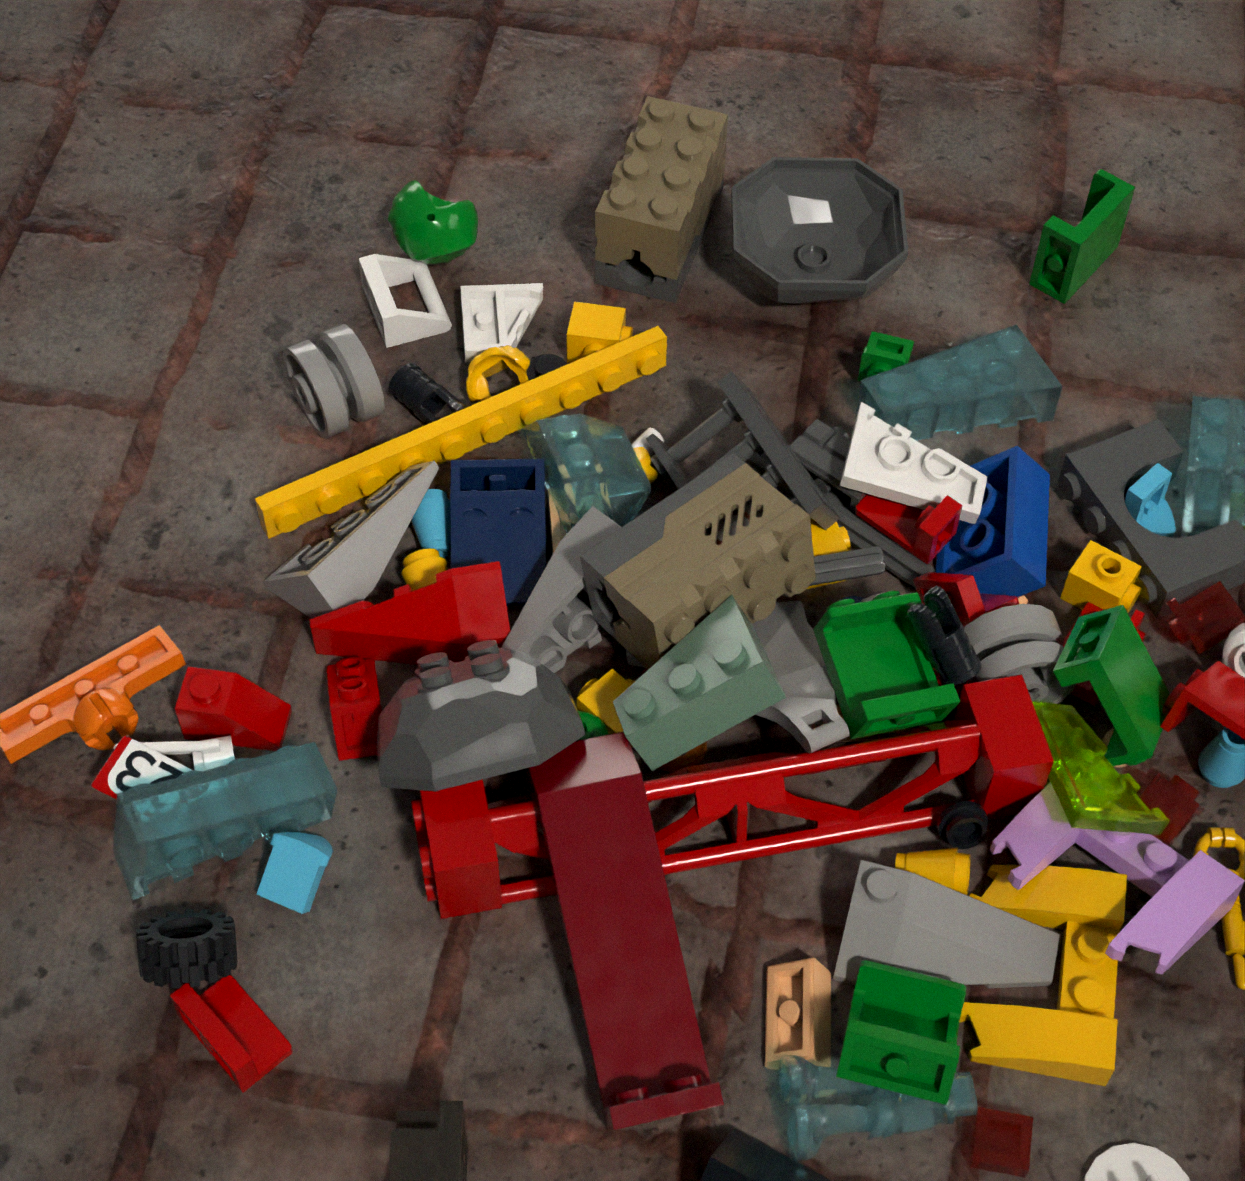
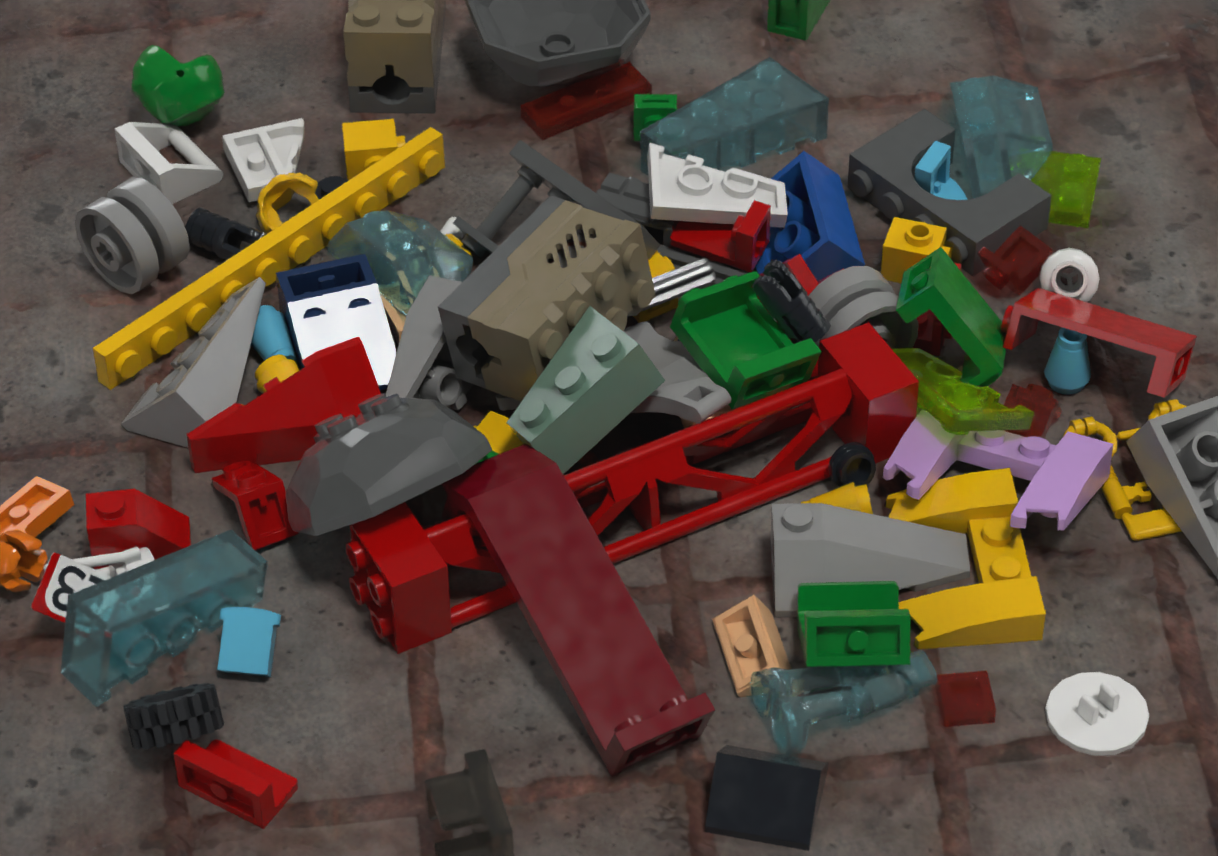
camera: 15 degrees left, 10 degrees down
(824, 324) = (584, 101): none -> clear red tile

